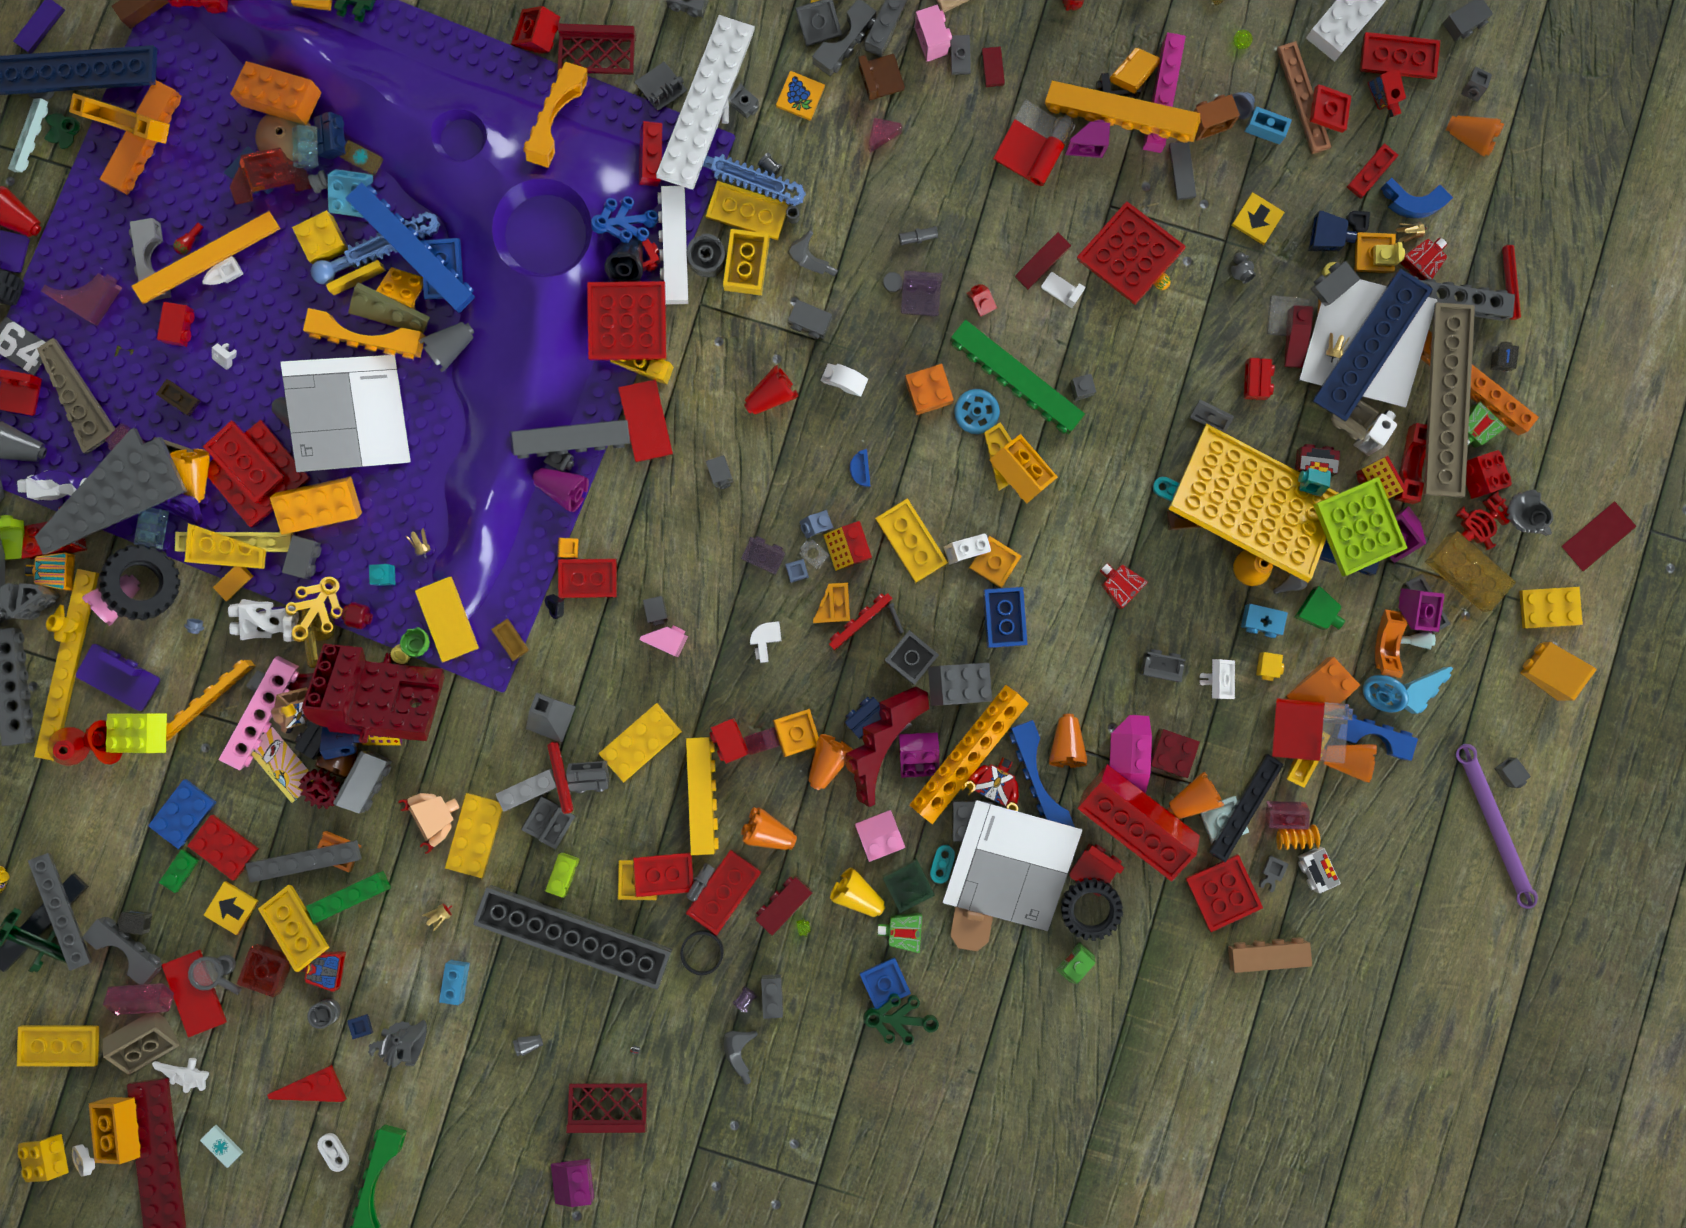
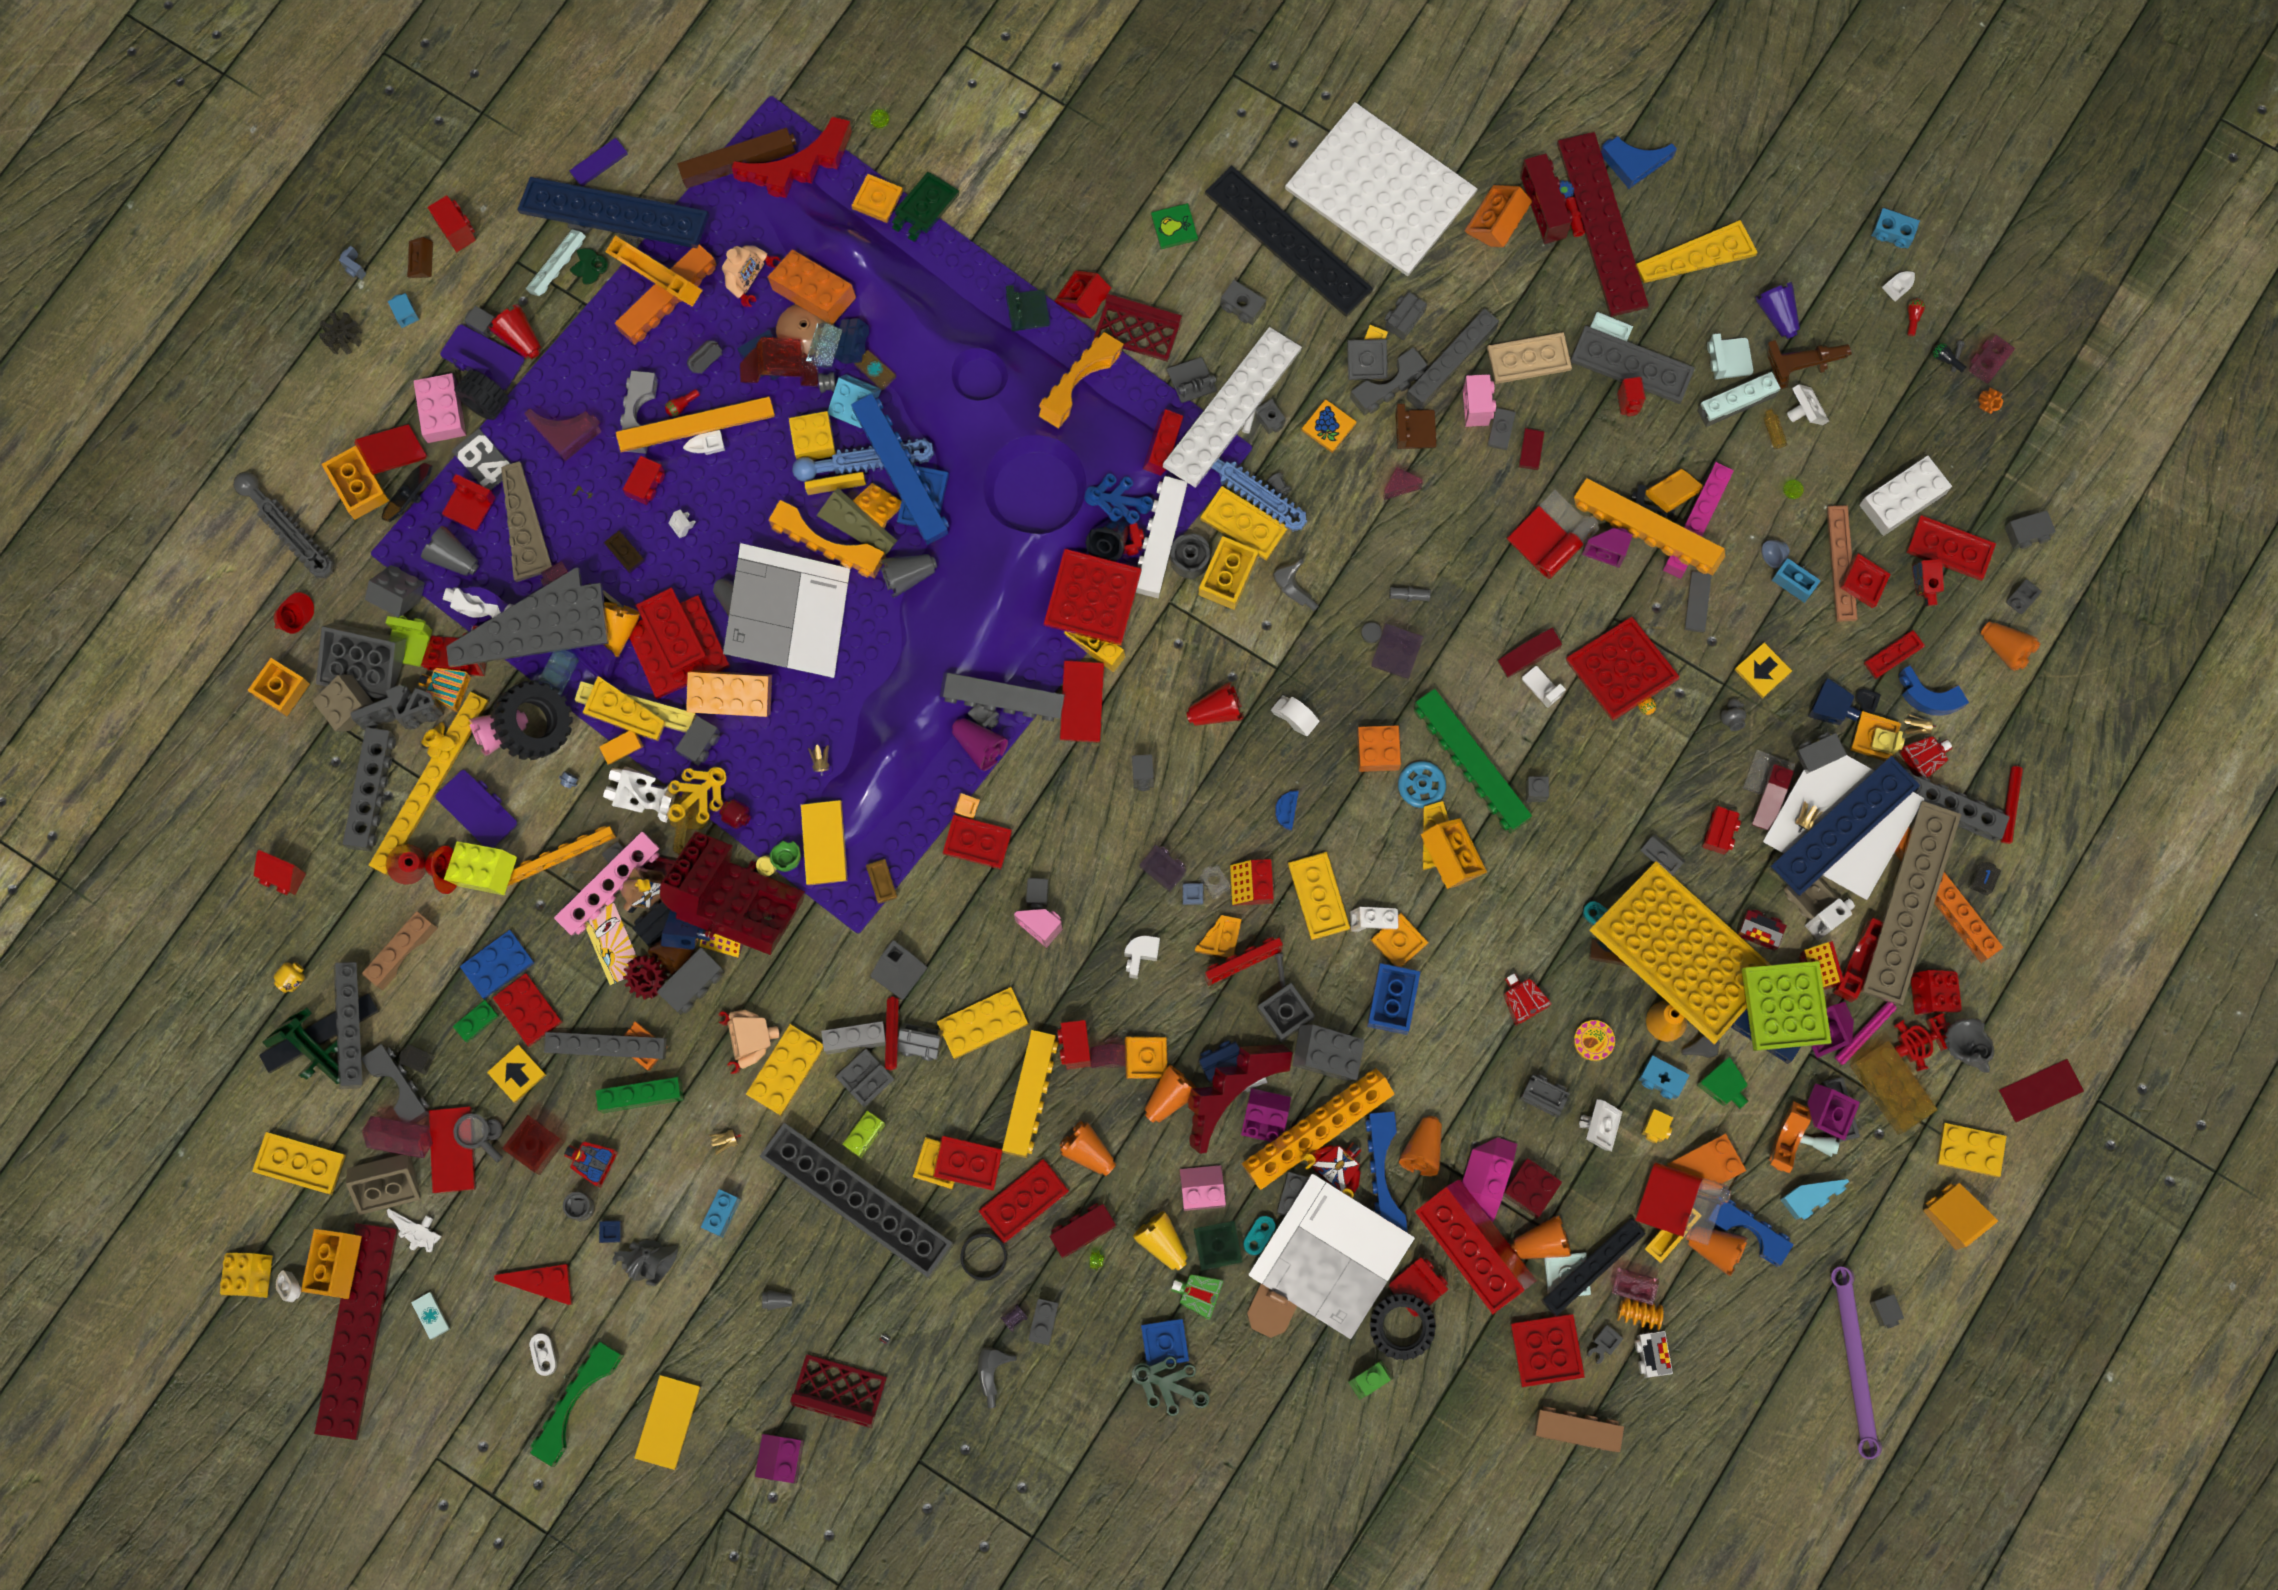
camera: 20 degrees right, 10 degrees down
(79, 842) = (385, 965): none -> medium nougat arch
(195, 188) = (704, 356): none -> dark grey piece
(205, 93) = (742, 268): none -> light nougat torso
(293, 928) = (575, 1110): yellow plate -> none
(382, 574) = (773, 780): teal brick -> none
(463, 1179) = (667, 1422): none -> yellow tile
(487, 59) = (1027, 309): none -> clear green bracket
(555, 606) = (937, 860): black tile -> none
(700, 882) = (1003, 1182): dark grey axle -> none
(792, 209) = (1288, 544): dark grey hinge -> none
(809, 319) = (1276, 647): dark grey brick -> none
(816, 524) = (1225, 851): sand blue bracket -> none
(982, 299) = (1457, 674): bracket -> none
(1193, 603) = (1594, 1040): none -> yellow tile
(1216, 116) = (1743, 557): dark orange brick -> none
(1314, 481) = (1751, 948): teal brick -> none
(1385, 693) = (1770, 1187): dark azure plate -> none
(1433, 527) = (1865, 1033): none -> dark pink axle
(1482, 425) = (1941, 942): bright green torso -> none

